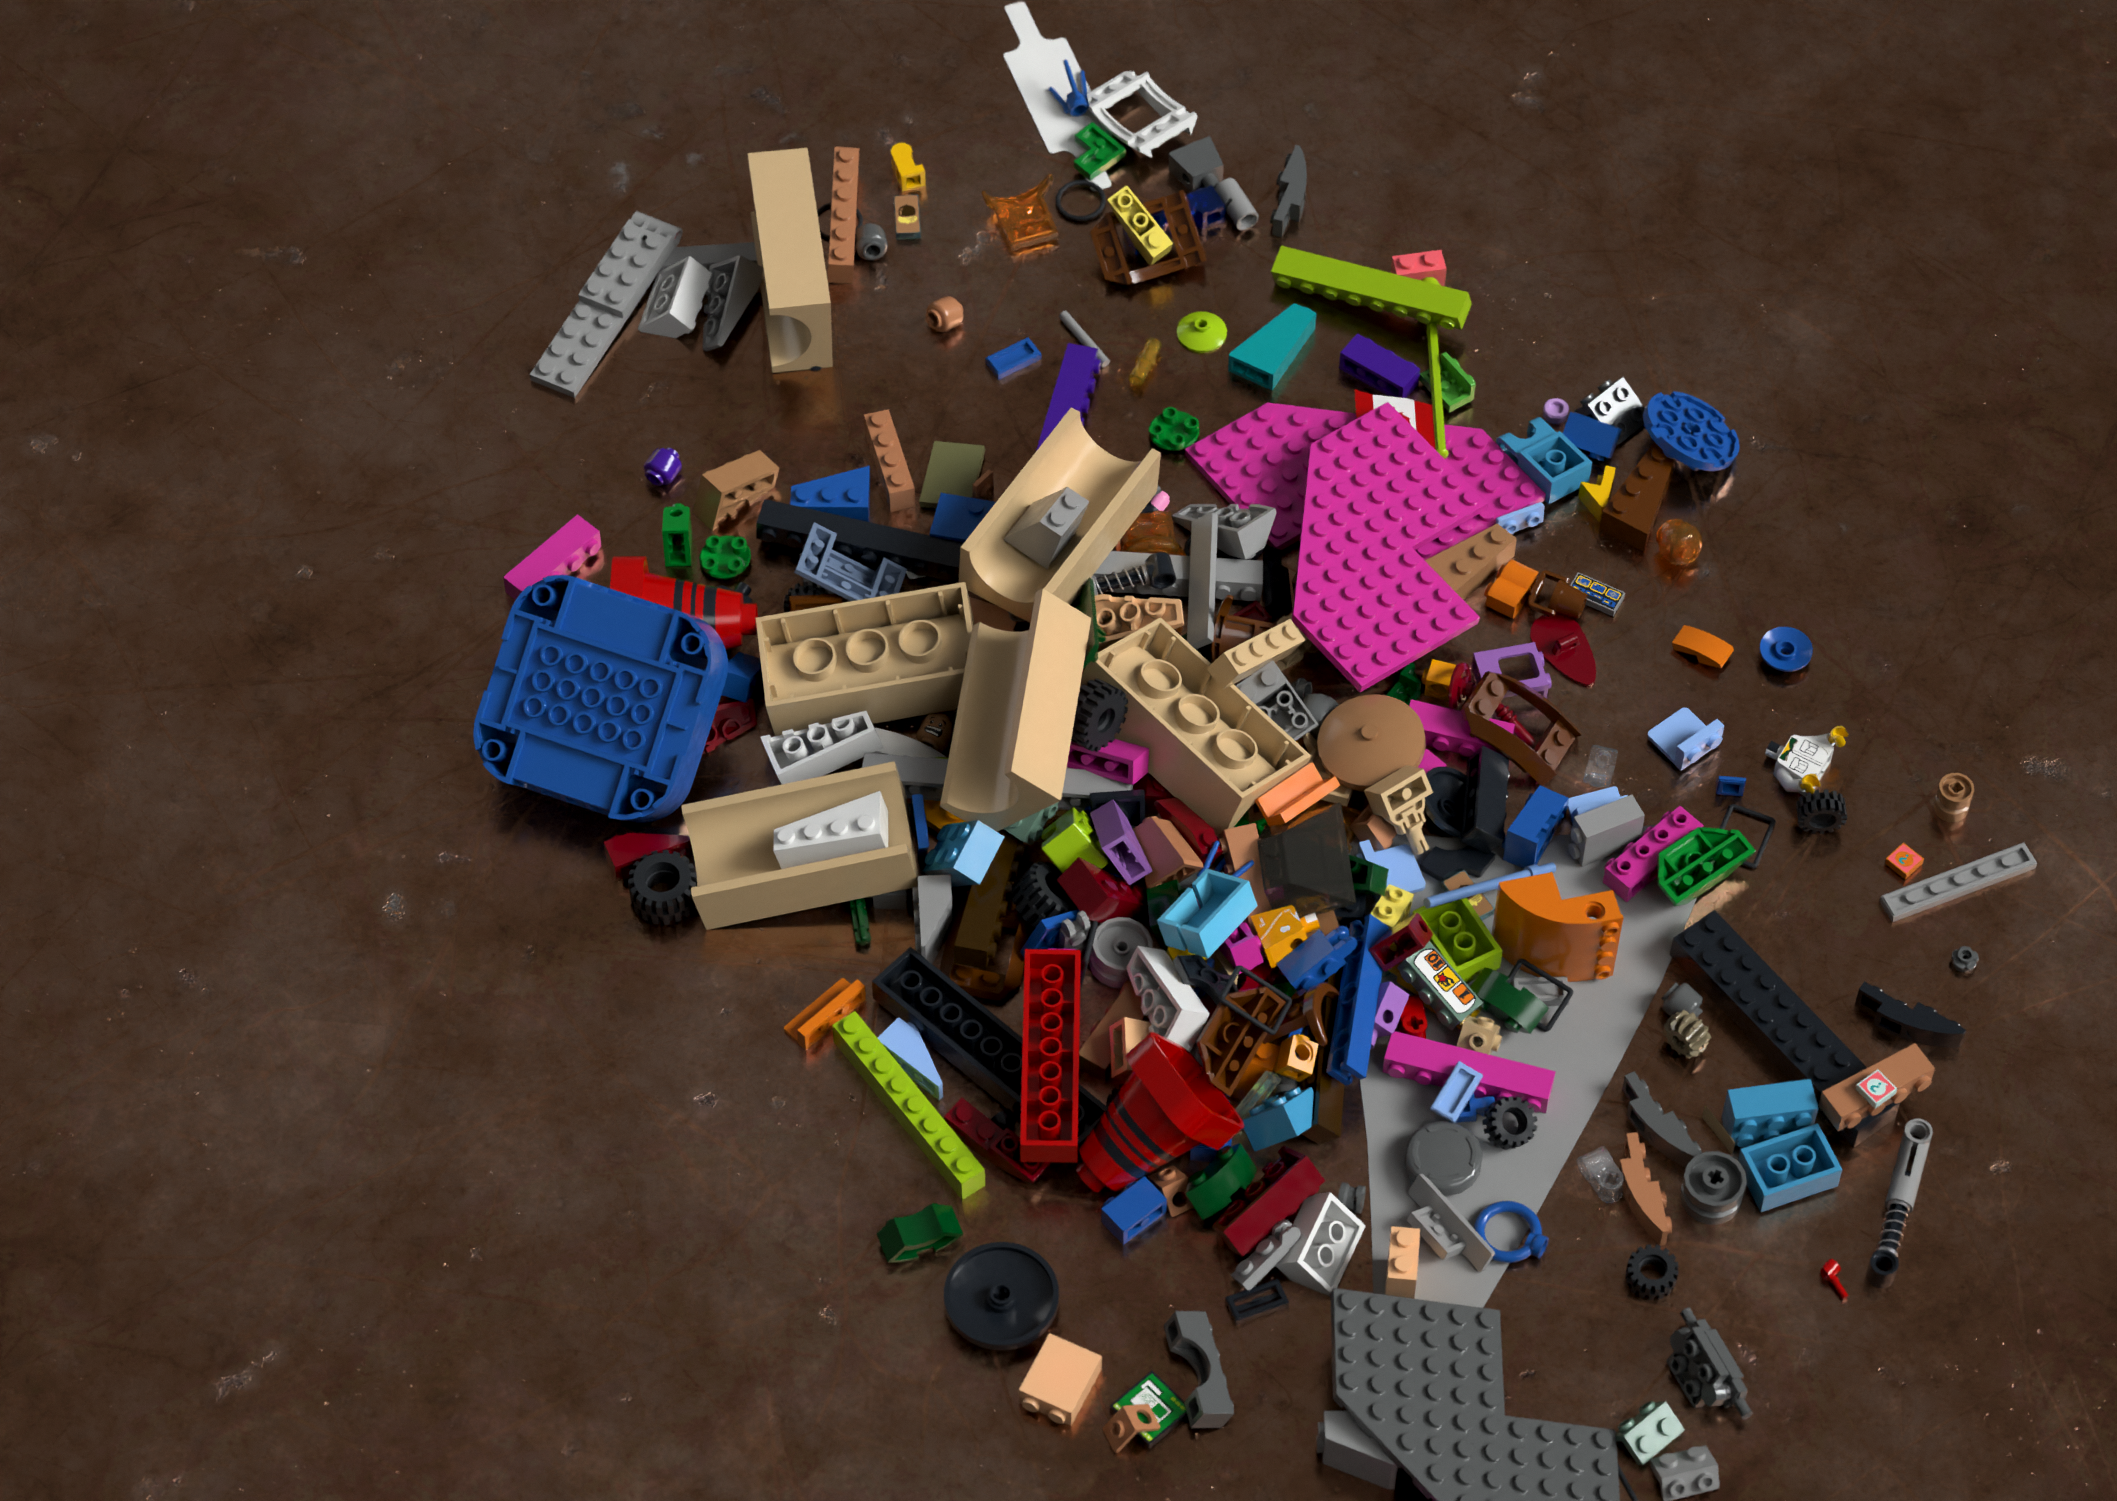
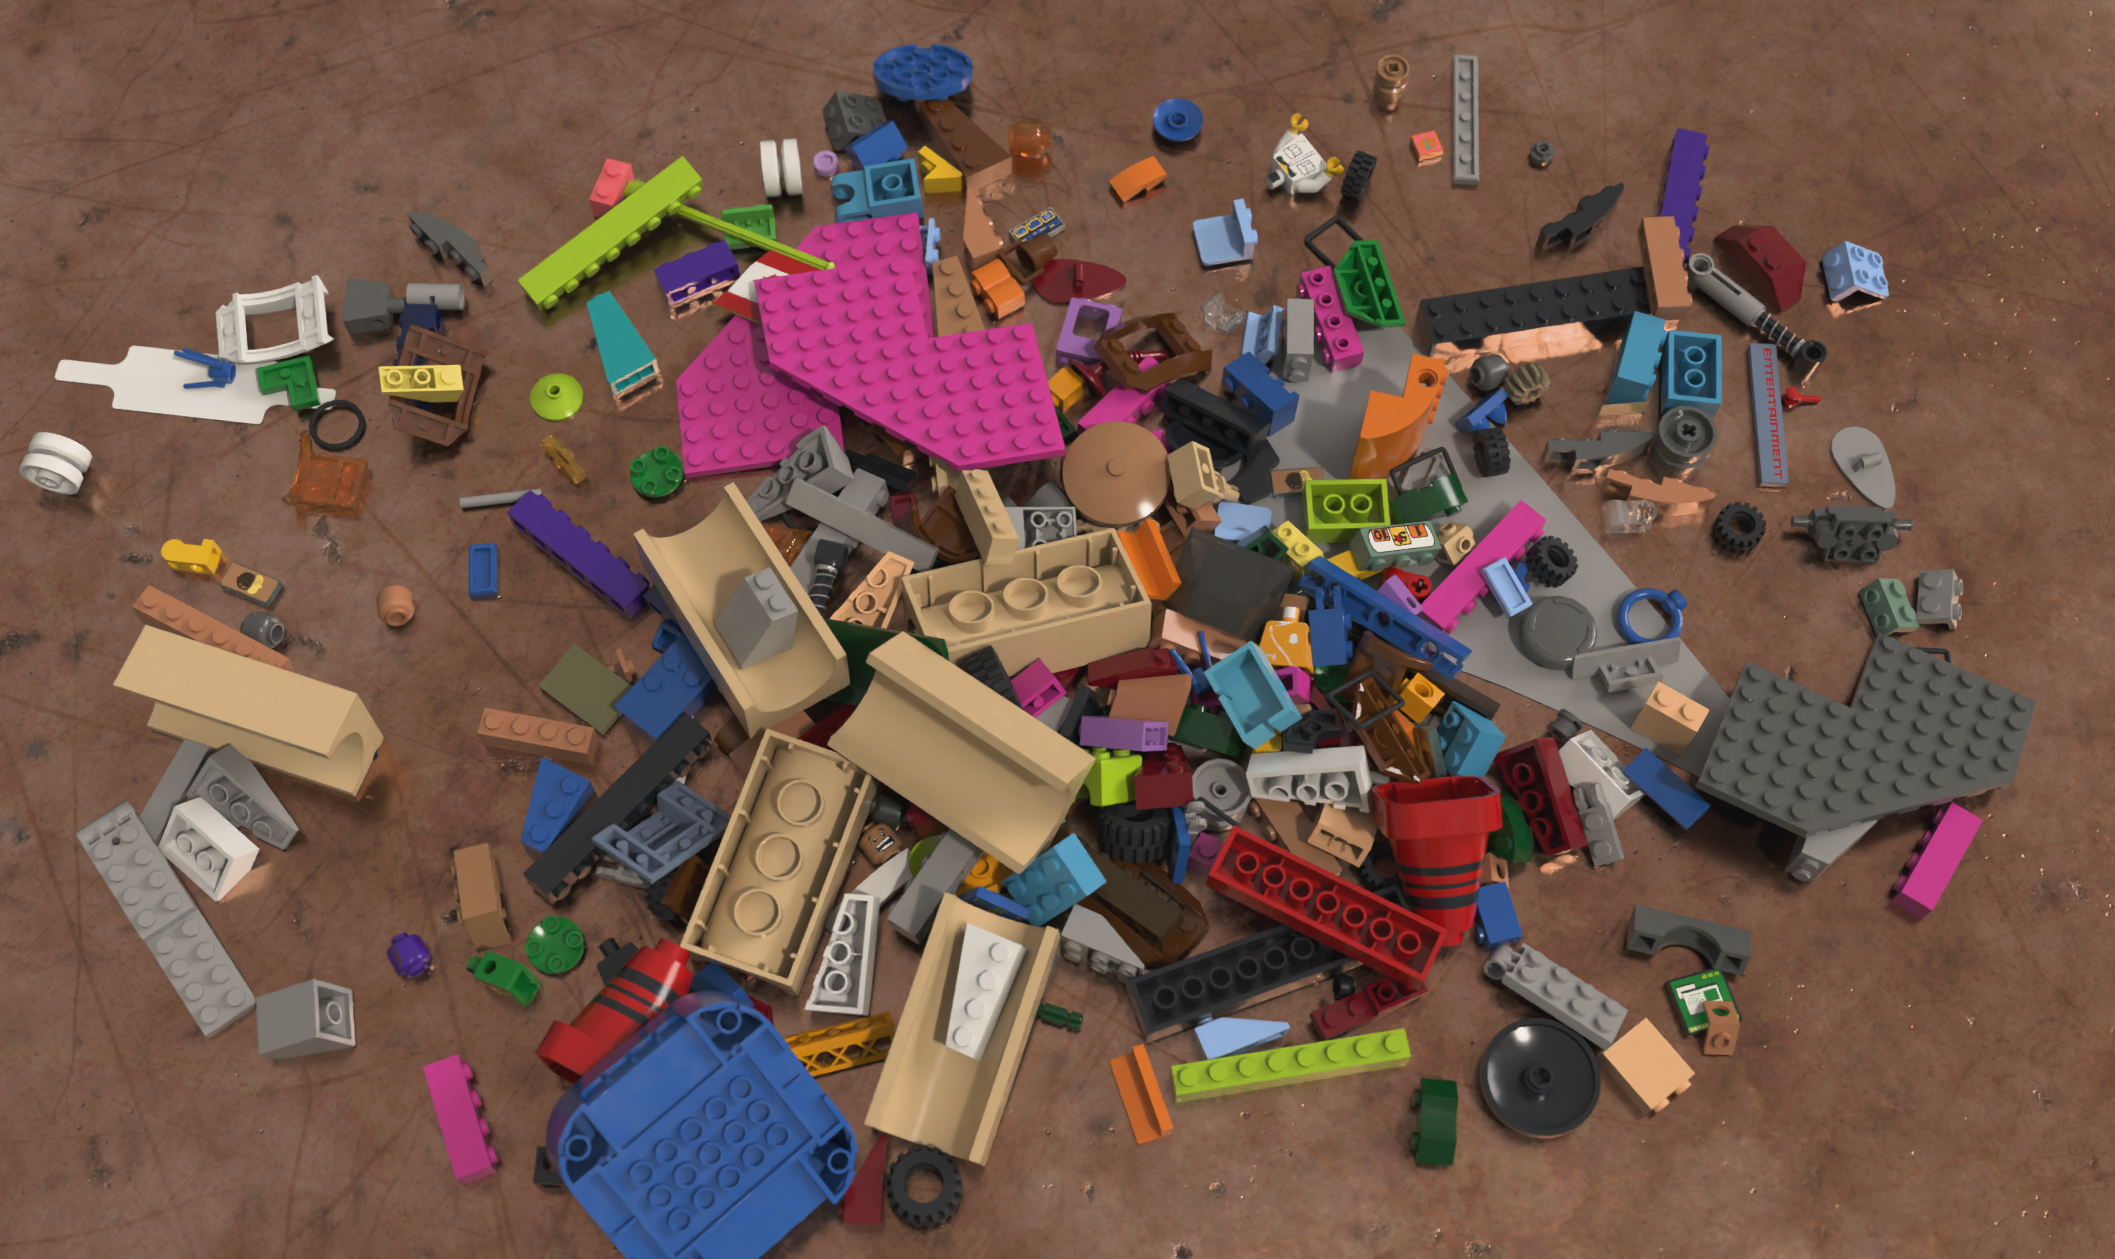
camera: 65 degrees left, 10 degrees up
(575, 427) = (305, 1020): none -> light grey slope
(739, 760) = (841, 1036): none -> light orange fence
(925, 40) = (55, 463): none -> white wheel
(1087, 1284) = (1557, 992): none -> light grey hinge
(1259, 1311) = (1629, 880): black tile -> none
(1341, 1275) = (1666, 789): none -> blue panel
(1408, 937) = (1351, 549): dark red torso -> none
(1486, 886) = (1303, 422): medium blue bar -> none
(1518, 374) = (778, 168): none -> white wheel
(1559, 547) = (979, 240): none -> nougat slope
(1592, 1030) = (1491, 452): none -> black tyre
(1623, 1010) = (1492, 406): none -> blue tile
(1730, 785) = (1287, 228): blue slope -> none
(1796, 1257) = (1767, 415): none -> sand blue tile
(1798, 1363) = (1865, 465): none -> light grey shield
(1876, 1088) = (1678, 266): light aqua tile -> none
(1970, 1196) = (1766, 261): none -> dark red wedge
(1992, 1091) = (1682, 182): none -> dark purple brick
(2013, 1278) = (1854, 269): none -> light blue bracket

